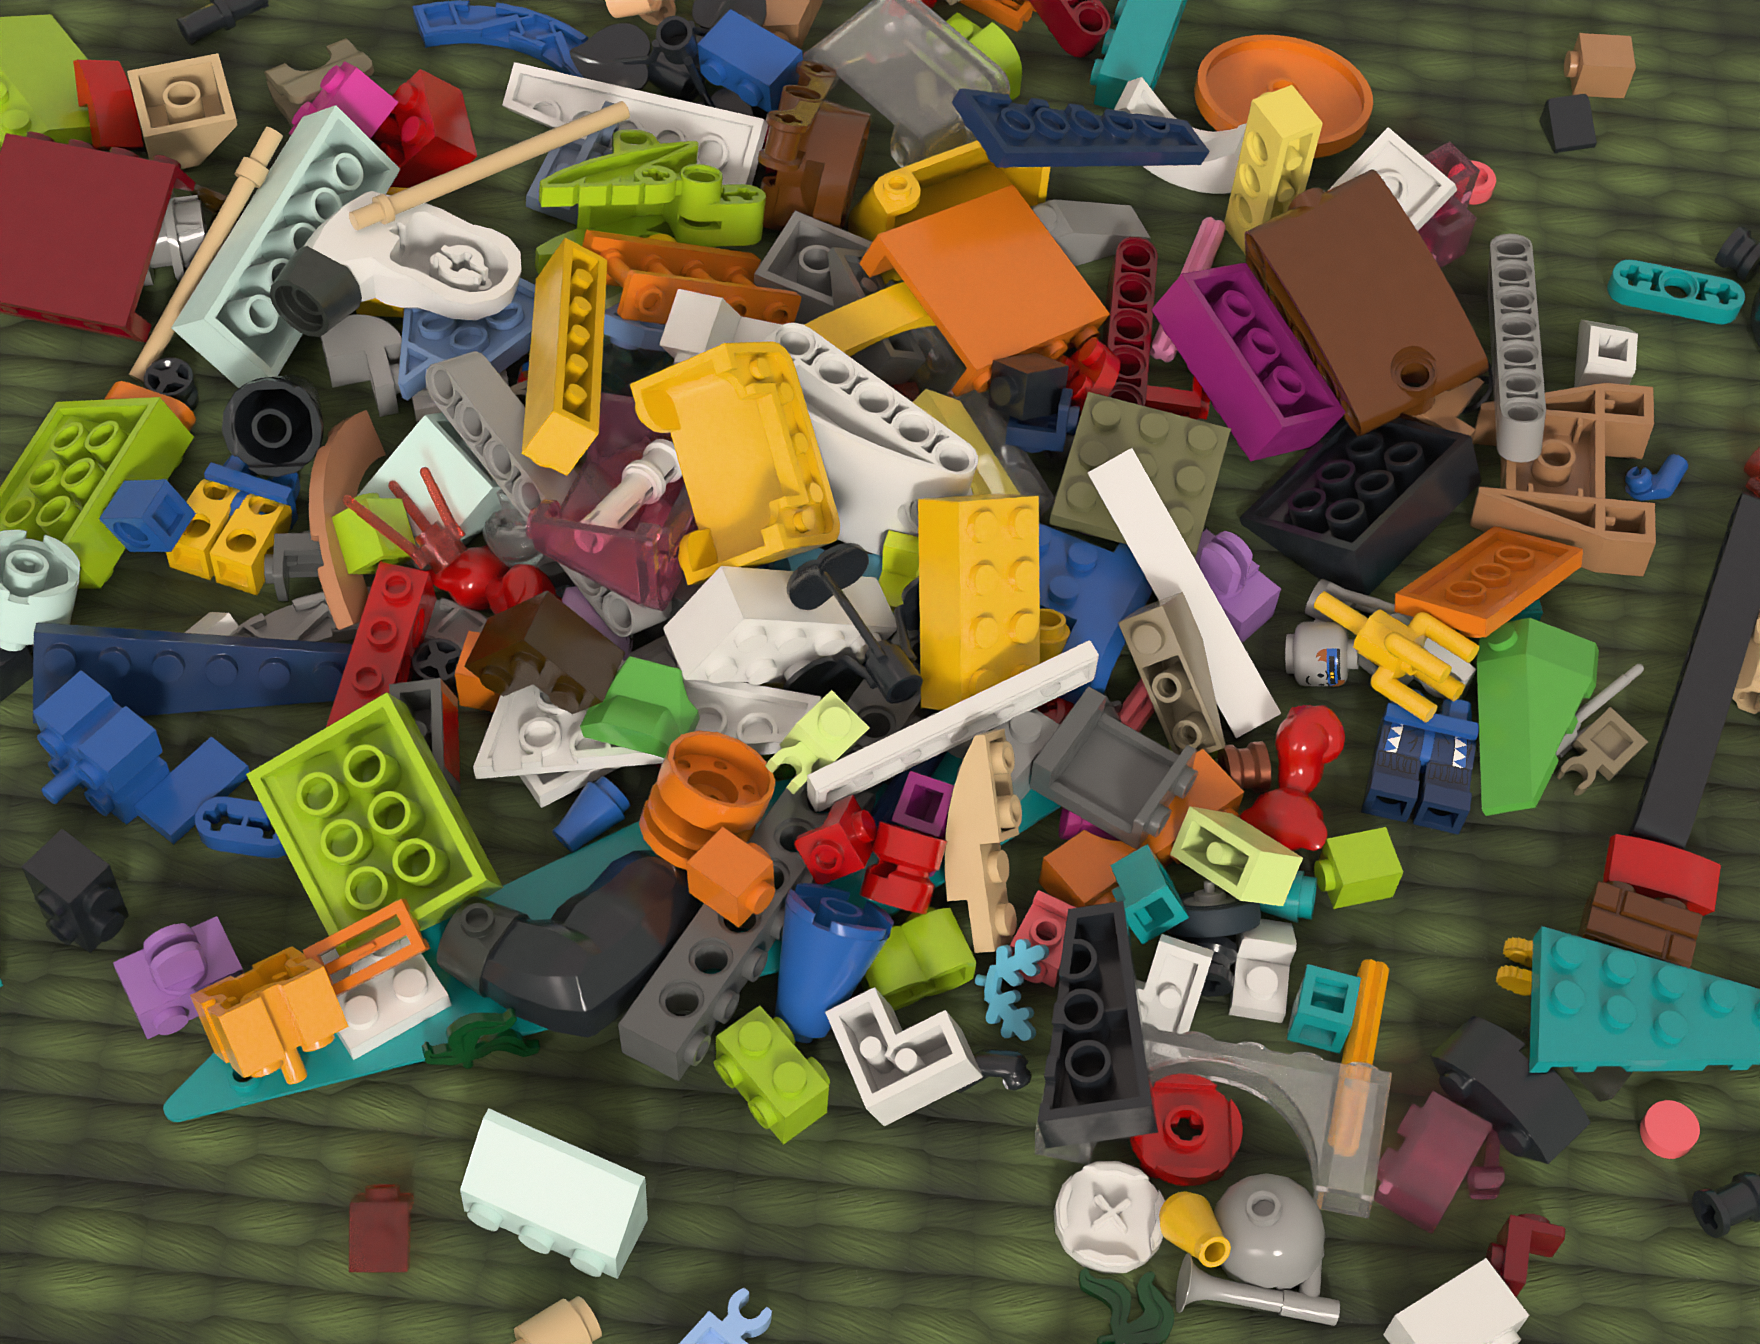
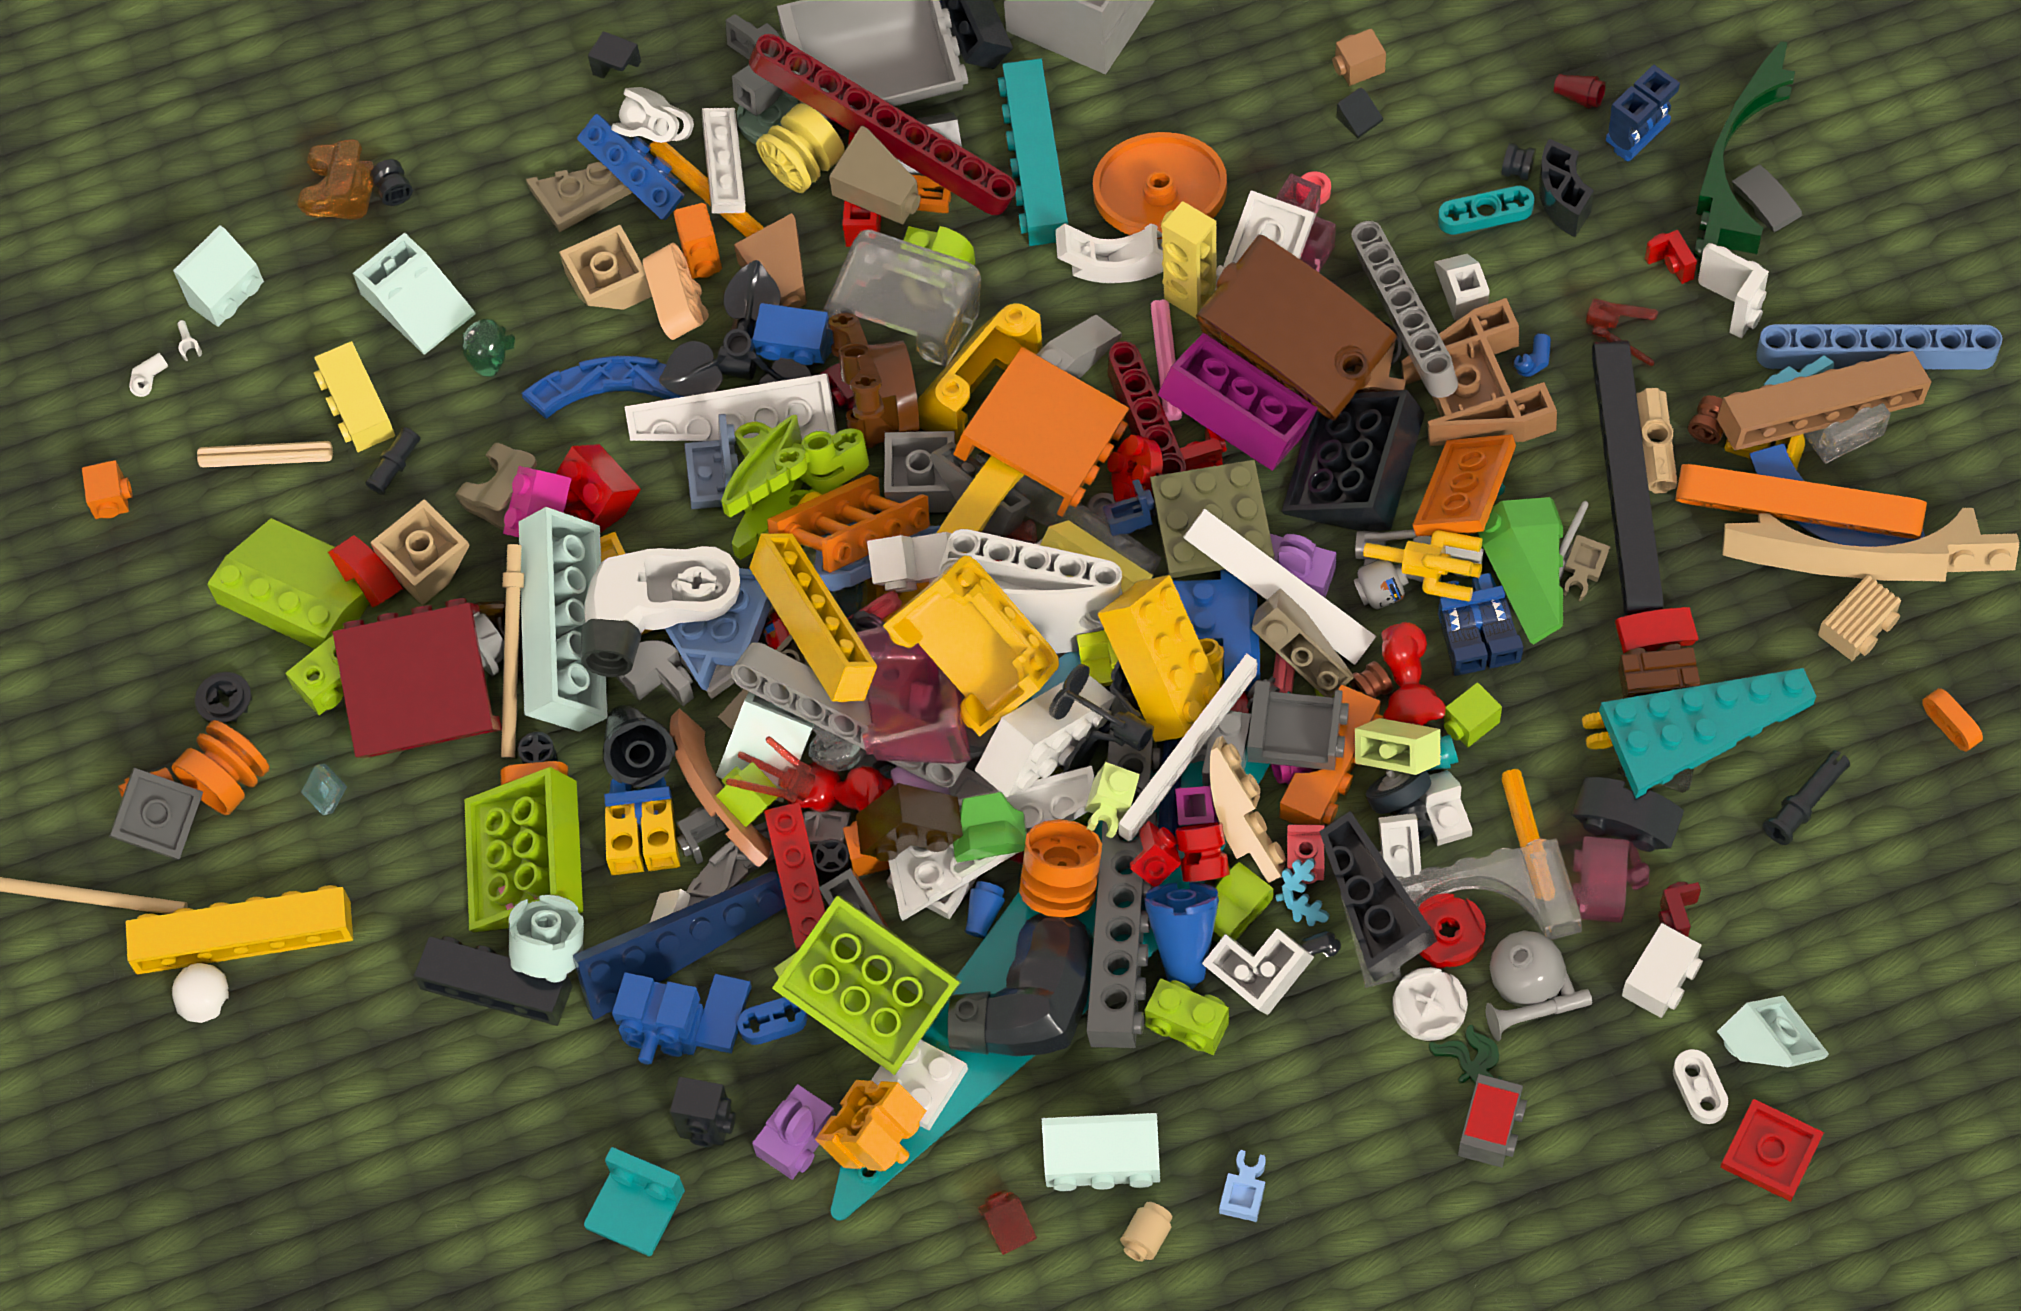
camera: 15 degrees left, 5 degrees up
(147, 515) = (592, 850): blue brick -> none
(385, 208) = (627, 567): tan bar -> none
(409, 927) = (901, 1042): orange tile -> none
(465, 1041) = (999, 1079): dark green piece -> none
(641, 483) = (912, 682): white pin -> none
(732, 877) = (1106, 908): orange brick -> none
(1027, 385) = (1107, 489): black brick -> none
(1074, 136) = (1040, 303): dark blue wing -> none
(1147, 894) = (1357, 796): teal brick -> none
(1192, 1226) = (1482, 986): yellow cone -> none
(1323, 1009) = (1495, 816): teal brick -> none
(1669, 1129) = (1731, 791): coral tile -> none

